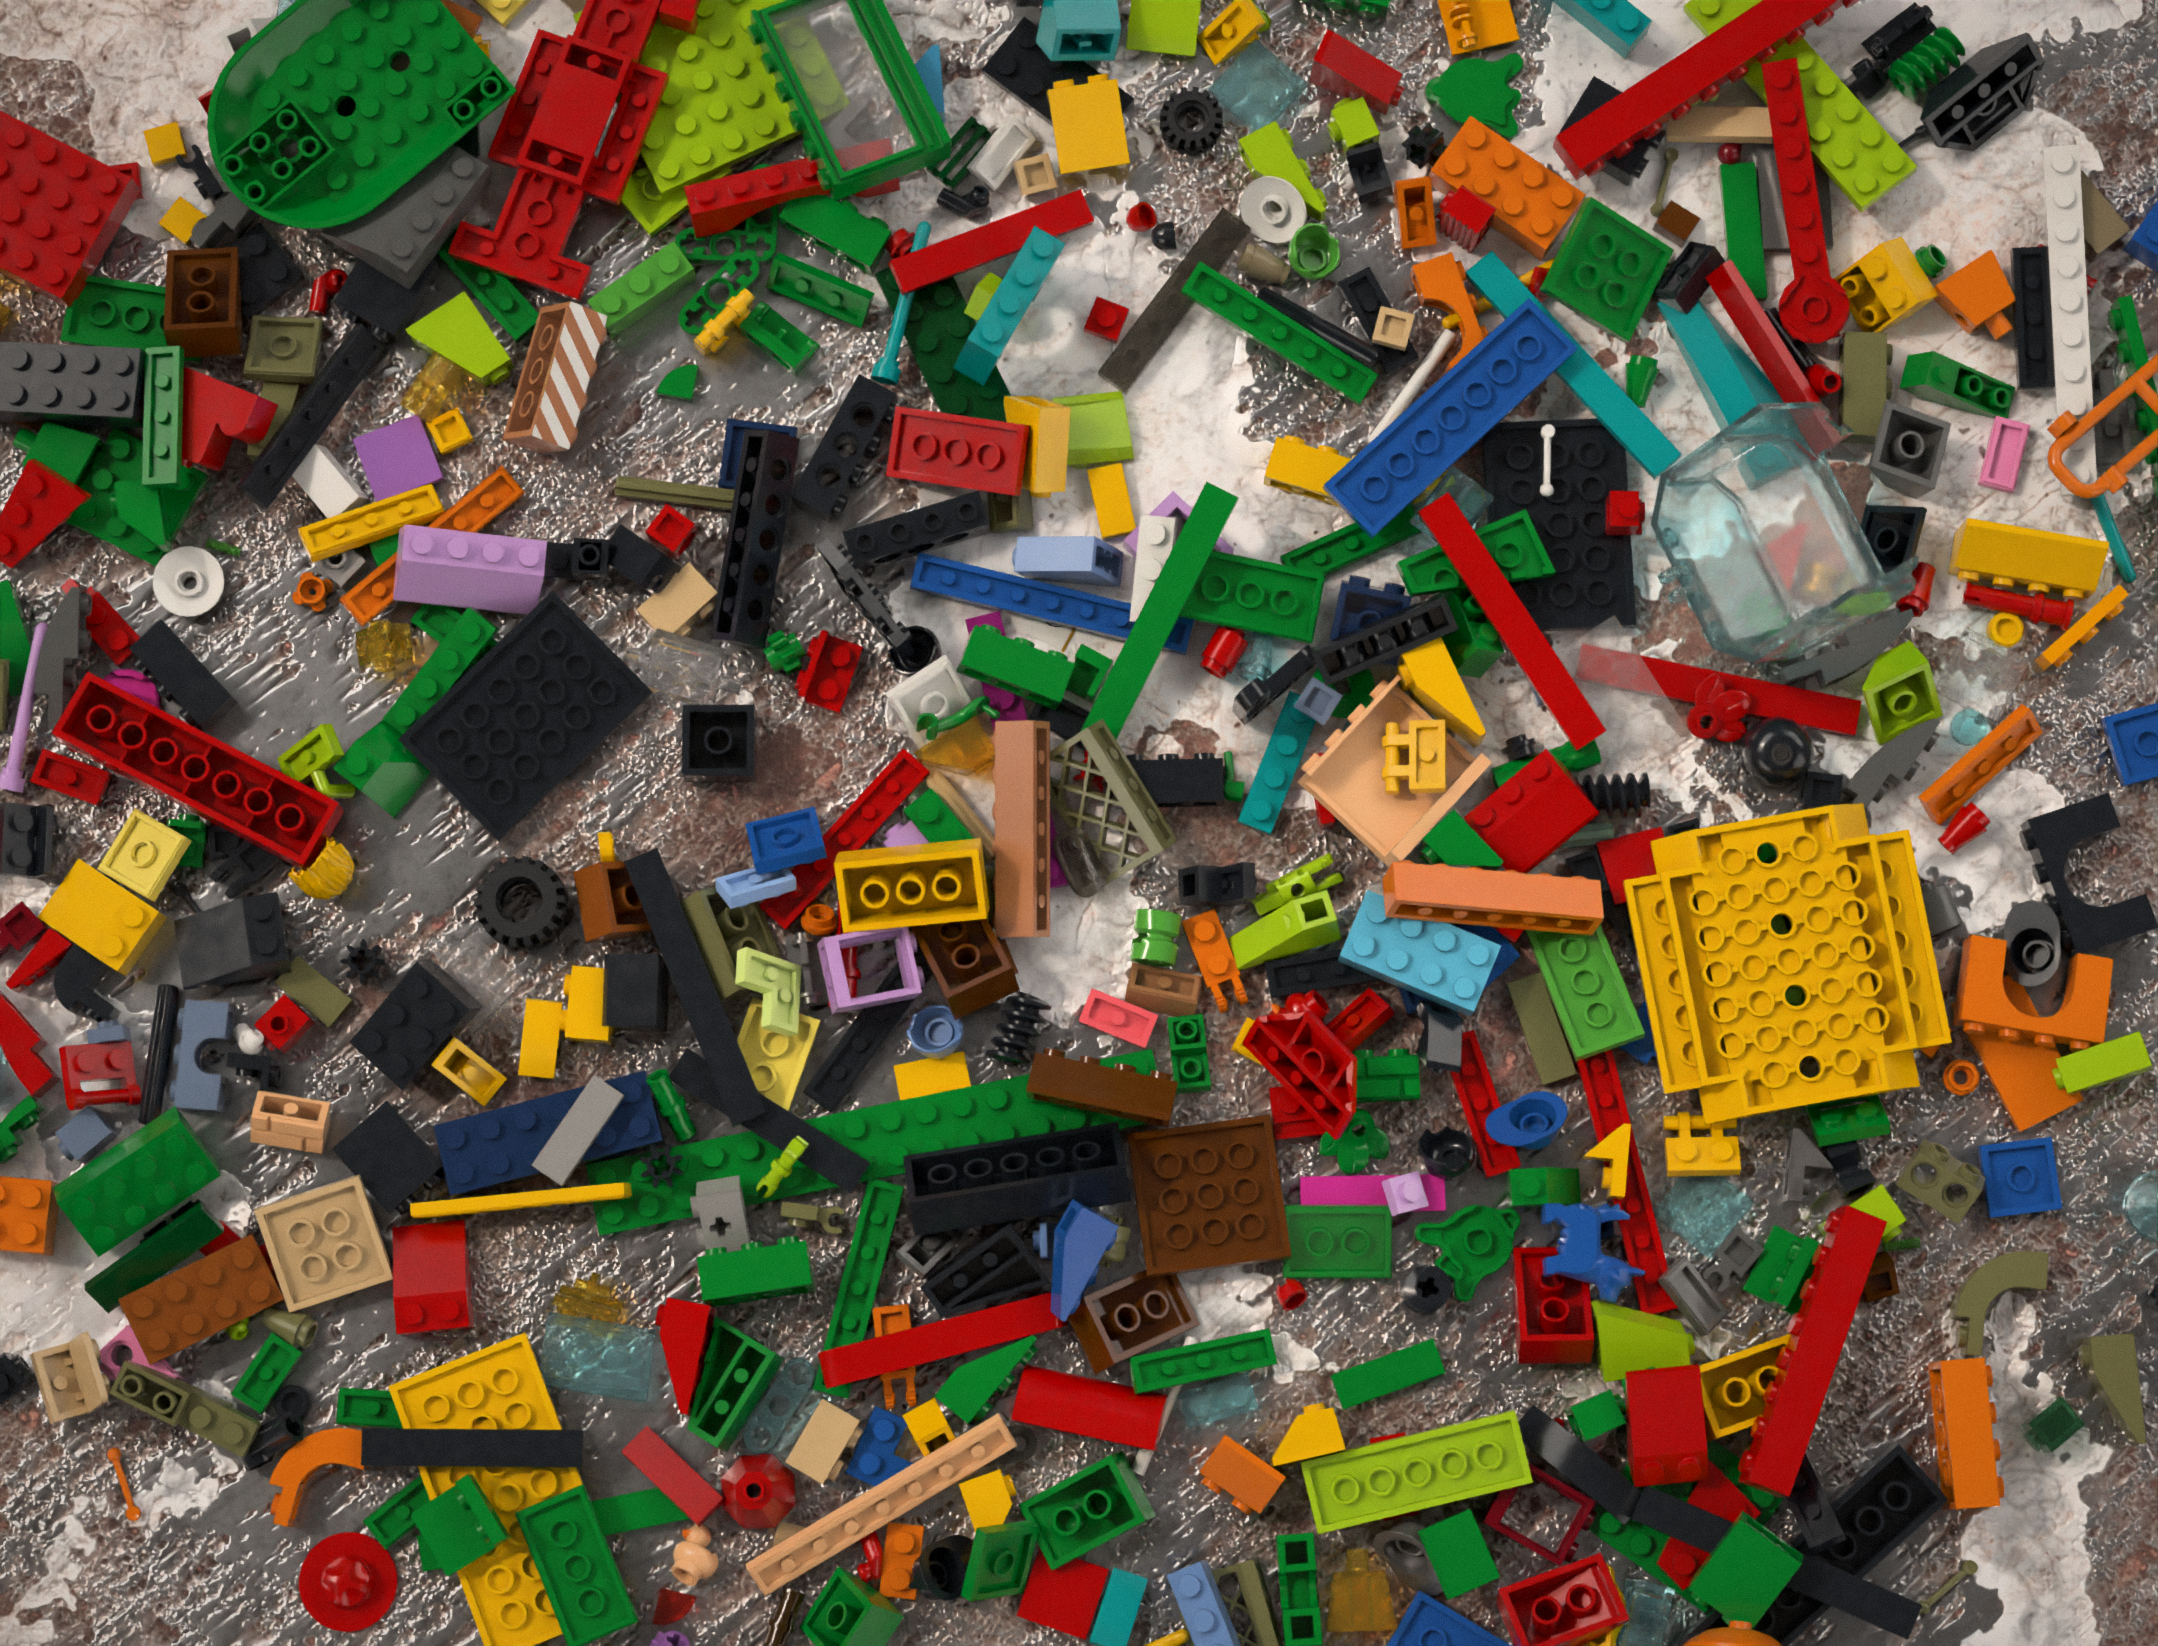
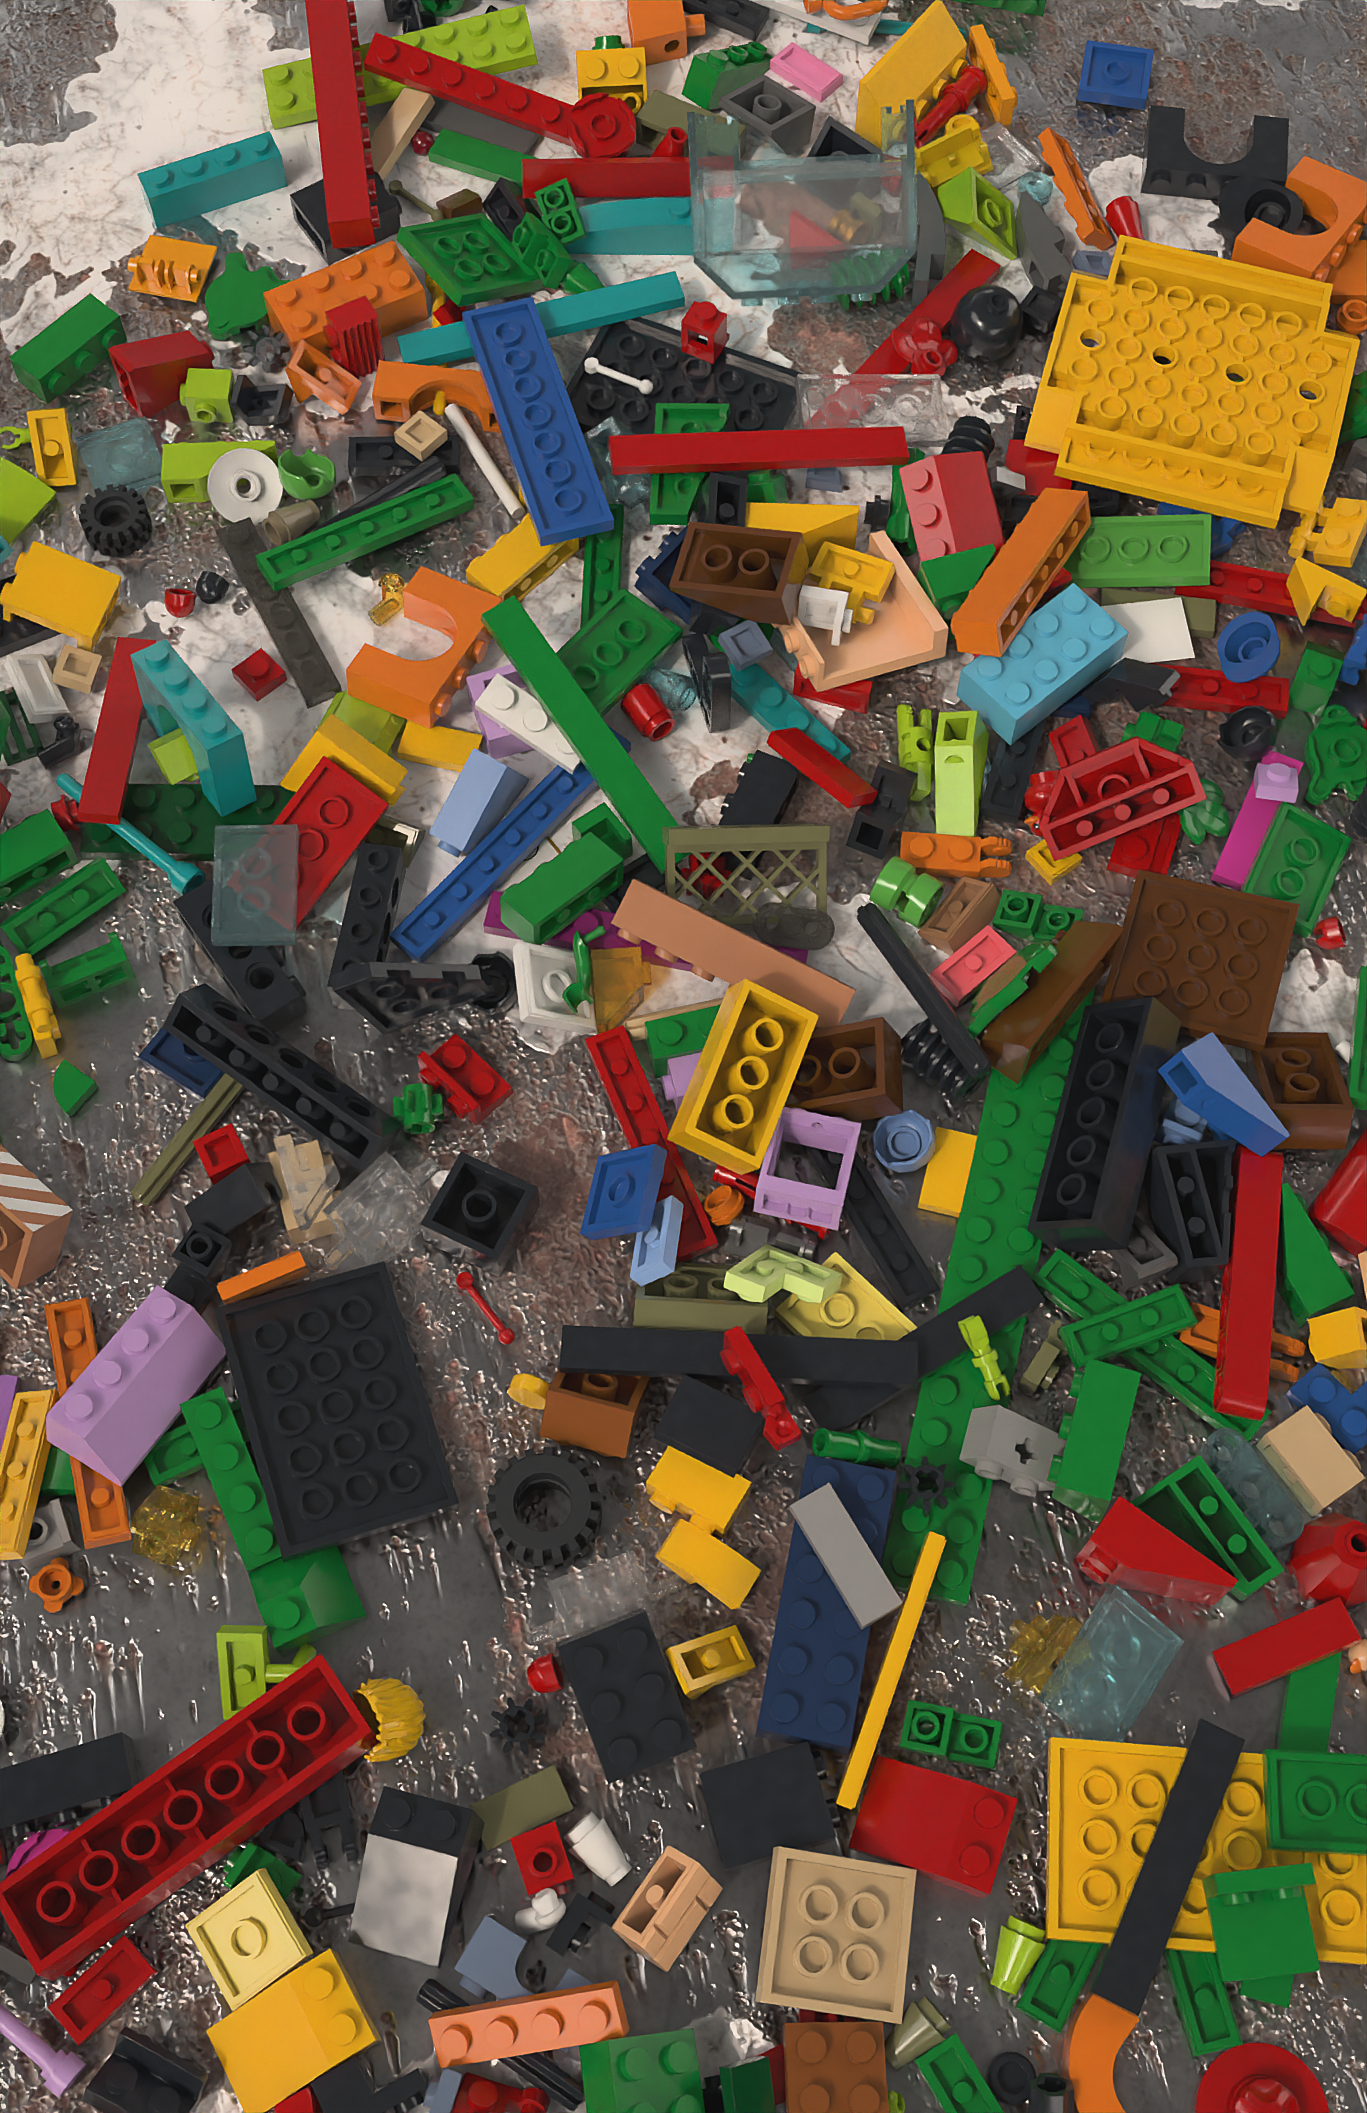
camera: 65 degrees left, 15 degrees down
(172, 1065) = (529, 2024): none -> orange plate
(310, 1056) = (597, 1849): none -> white cone
(373, 1372) = (1017, 1952): none -> lime cone
(406, 960) = (545, 1674): none -> red hinge
(501, 1265) = (952, 1735): none -> green slope
(590, 614) = (264, 1278): none -> orange tile
(664, 1014) = (760, 1389): none -> red hinge
(665, 606) = (306, 1187): none -> clear slope
(670, 758) = (466, 1283): none -> red hinge
(860, 1264) = (1128, 1326): none -> green tile
(898, 430) = (255, 885): none -> clear light blue tile
(1066, 988) = (924, 991): none -> black axle
(1094, 1048) = (1007, 984): none -> green tile
(1146, 463) = (426, 687): none -> orange arch
(1229, 818) = (822, 767): none -> red tile
(1232, 387) = (392, 598): none -> clear yellow arm
(1359, 667) = (742, 570): none -> reddish brown slope
(1375, 752) = (825, 610): none -> white bracket
(1509, 1027) = (1155, 630): none -> white sticker
(1592, 839) = (1005, 483): none -> flat silver plate
(1652, 321) = (541, 249): none -> green slope
(1696, 325) = (561, 212): none -> green slope
(1893, 817) = (1092, 262): none -> sand blue plate
(1947, 640) = (952, 155): none -> yellow hinge

